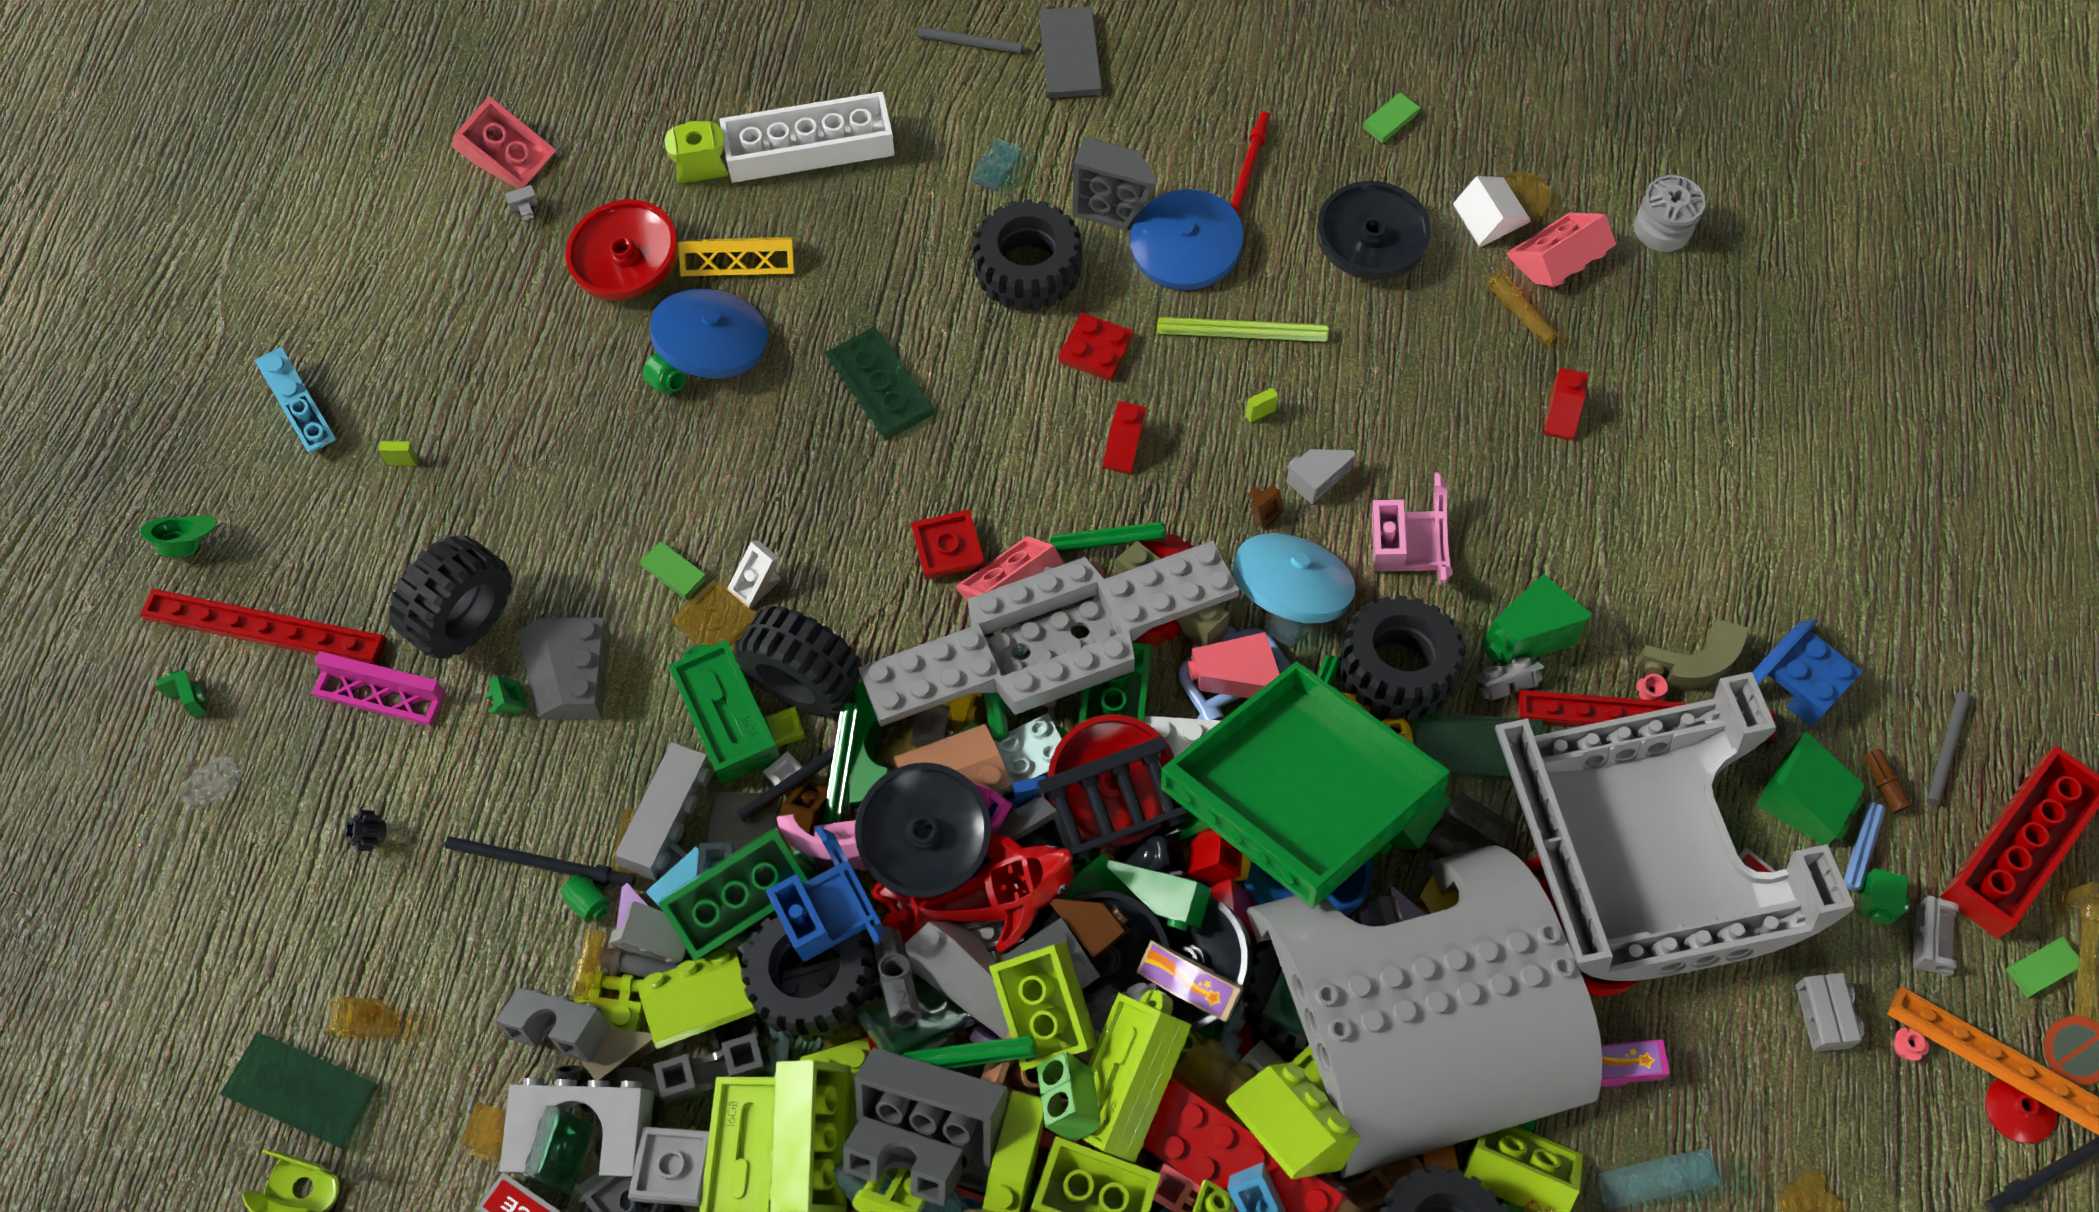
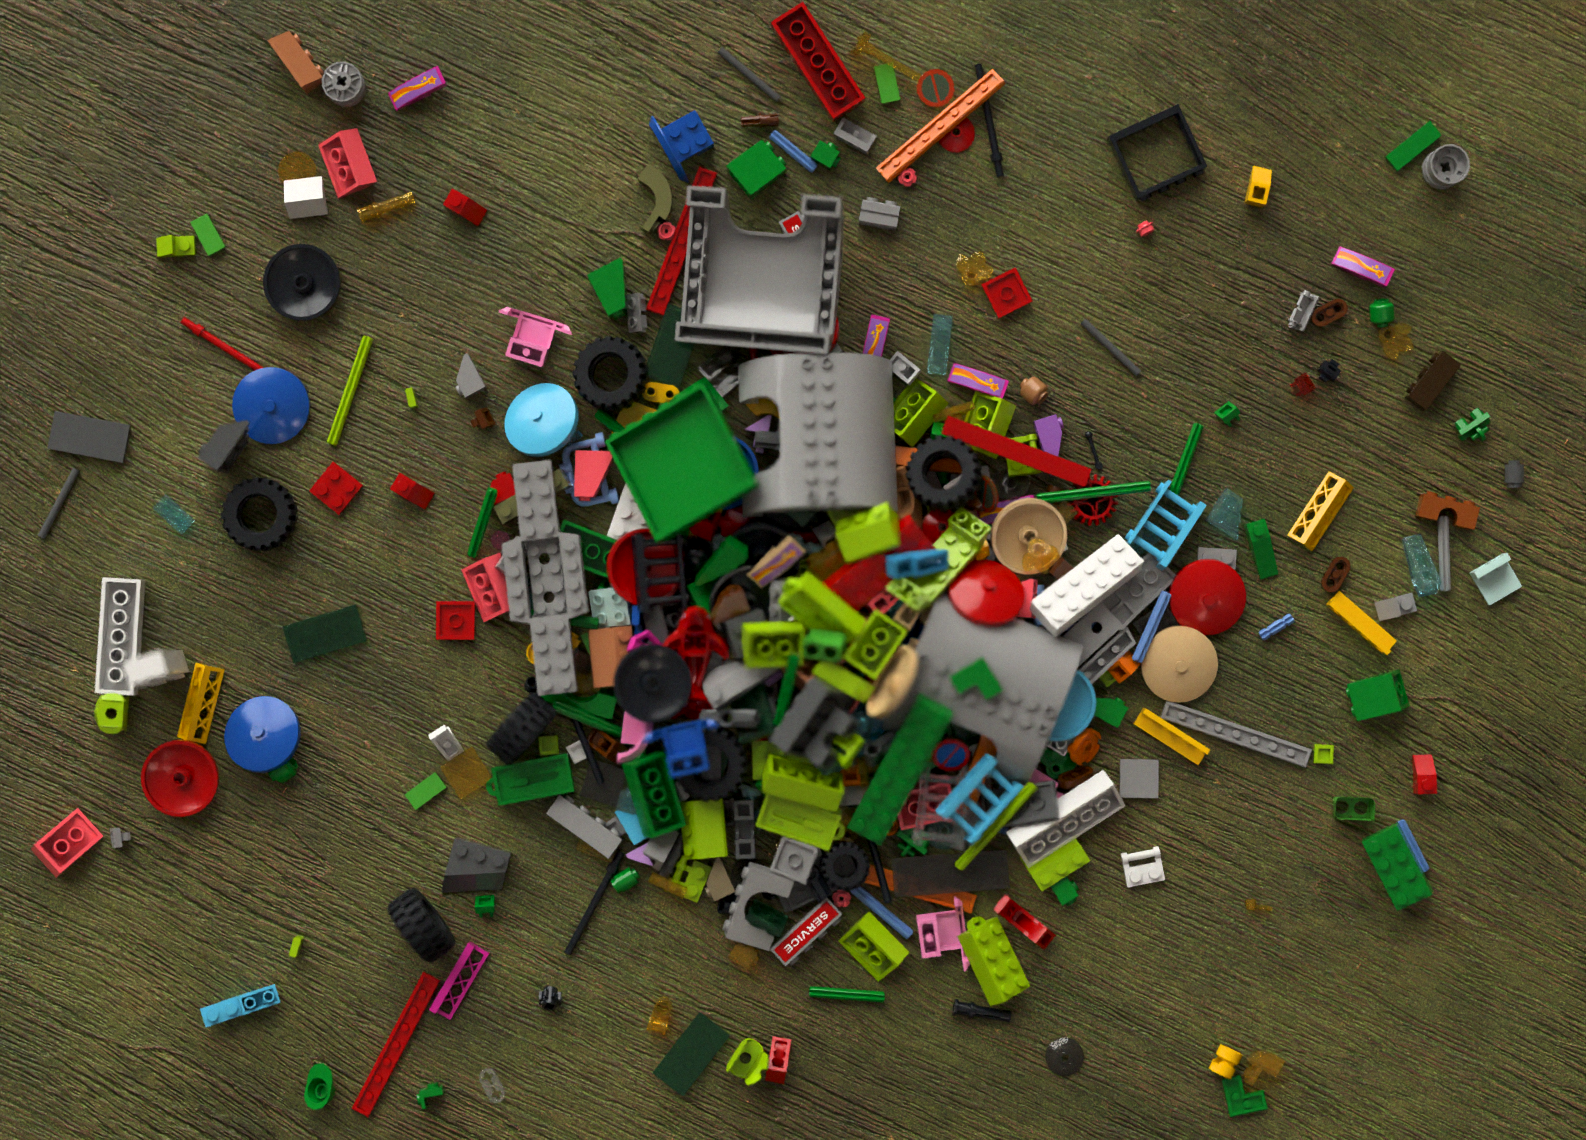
camera: 80 degrees left, 25 degrees up
(574, 1027) = (687, 920): dark grey arch -> none
(768, 154) = (156, 668): none -> white brick
(1361, 87) = (176, 246): none -> lime slope
(1591, 1130) = (904, 368): none -> light grey slope
(1674, 147) = (297, 60): none -> nougat slope
(1707, 306) = (417, 88): none -> slope

